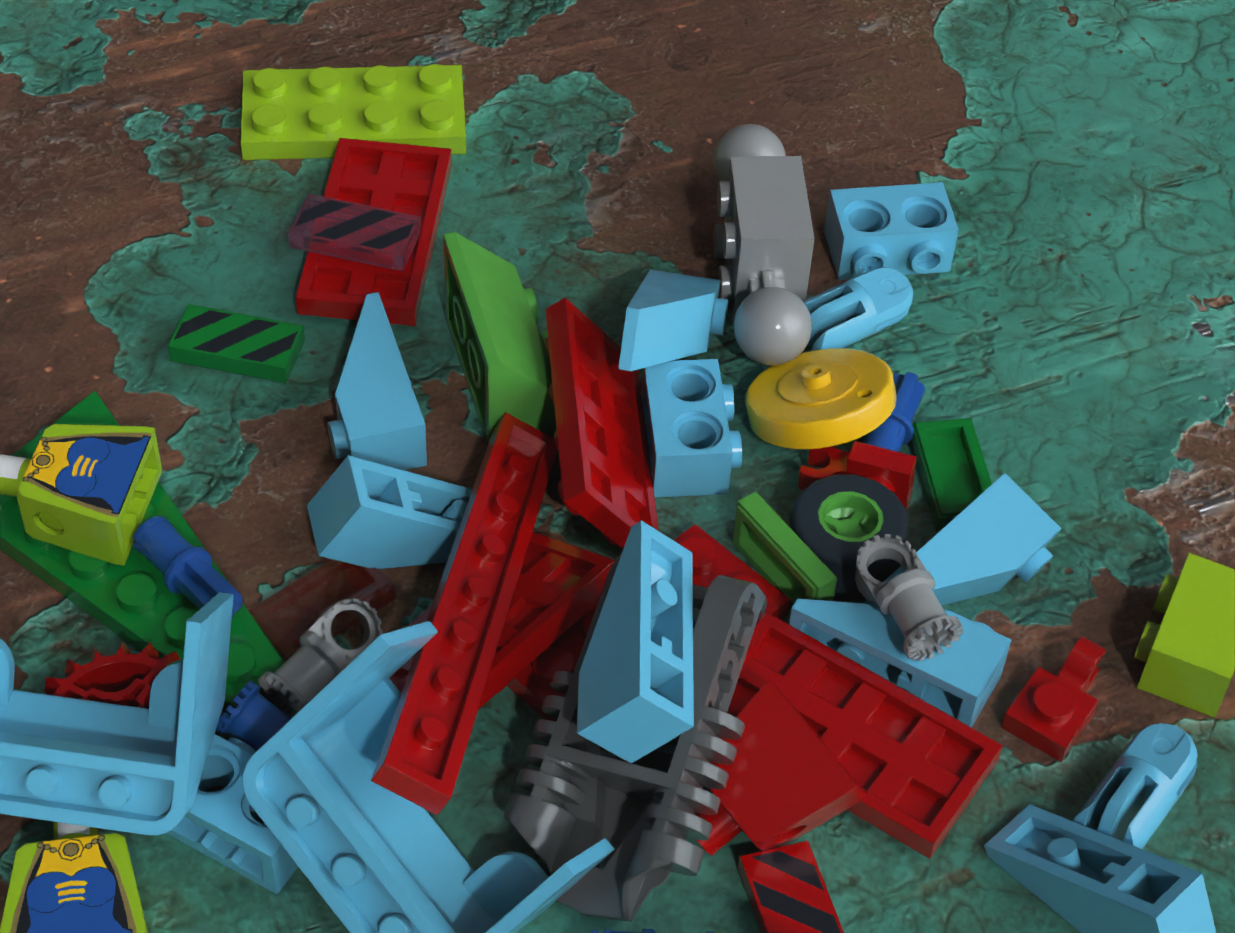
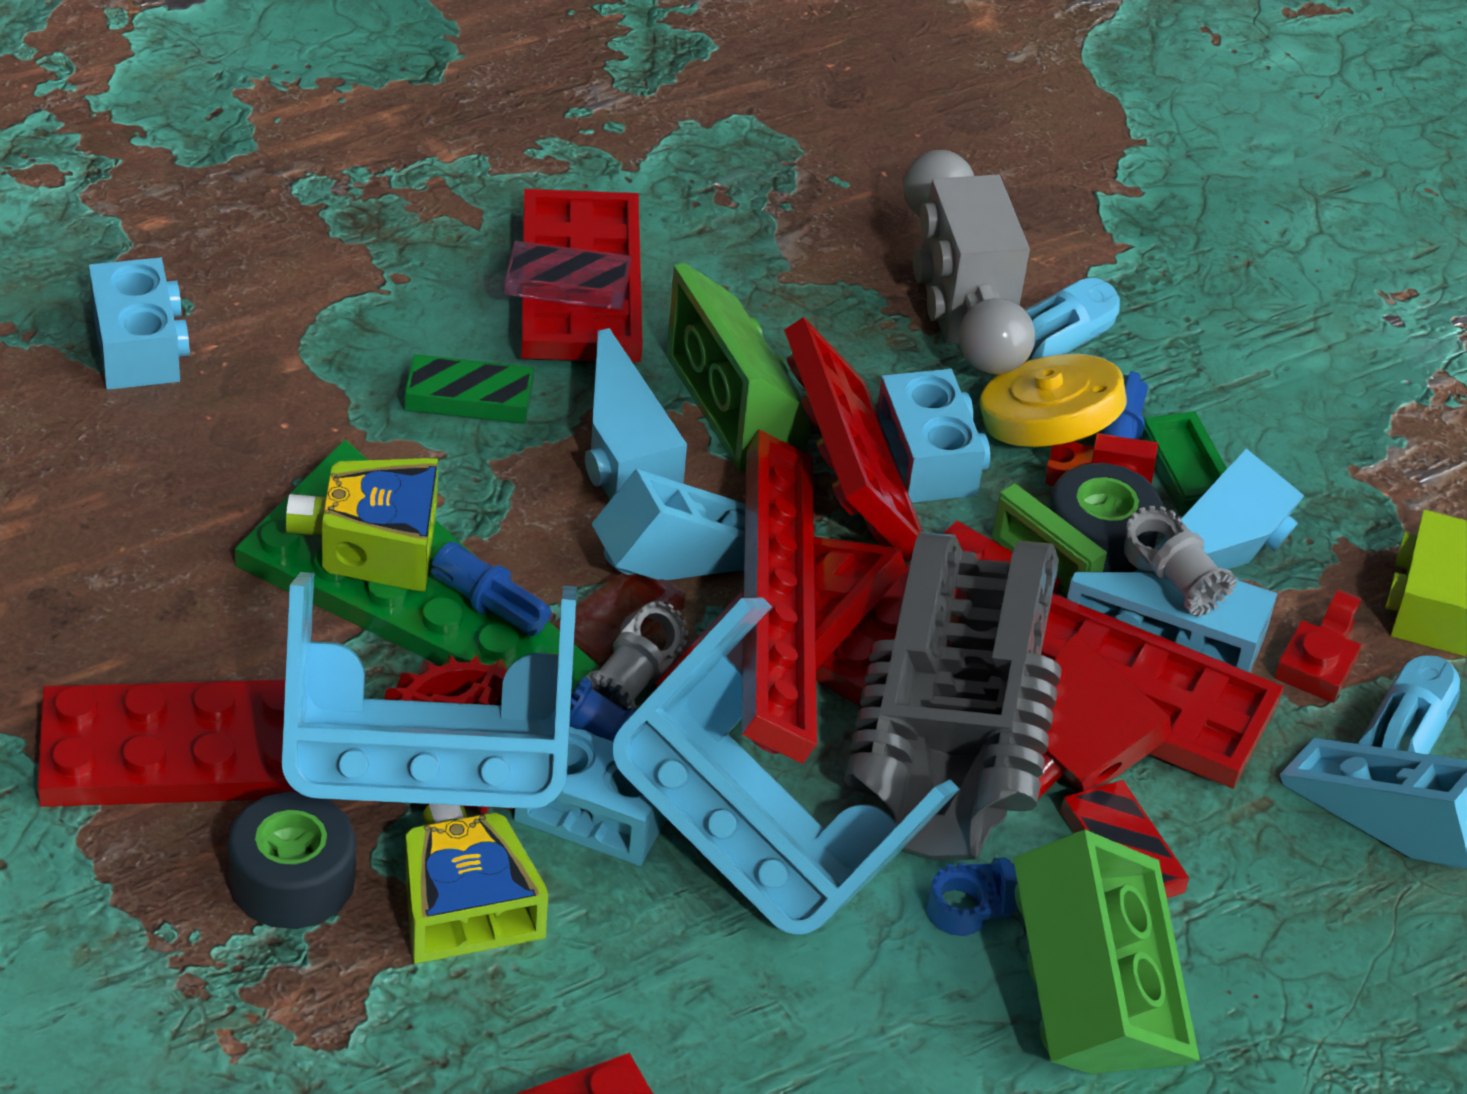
camera: 10 degrees left, 5 degrees down
(311, 109) = (493, 162): lime plate -> none
(640, 656) = (960, 611): medium azure slope -> none
(671, 319) = (900, 334): medium azure slope -> none
(891, 228) = (1086, 241): medium azure brick -> none

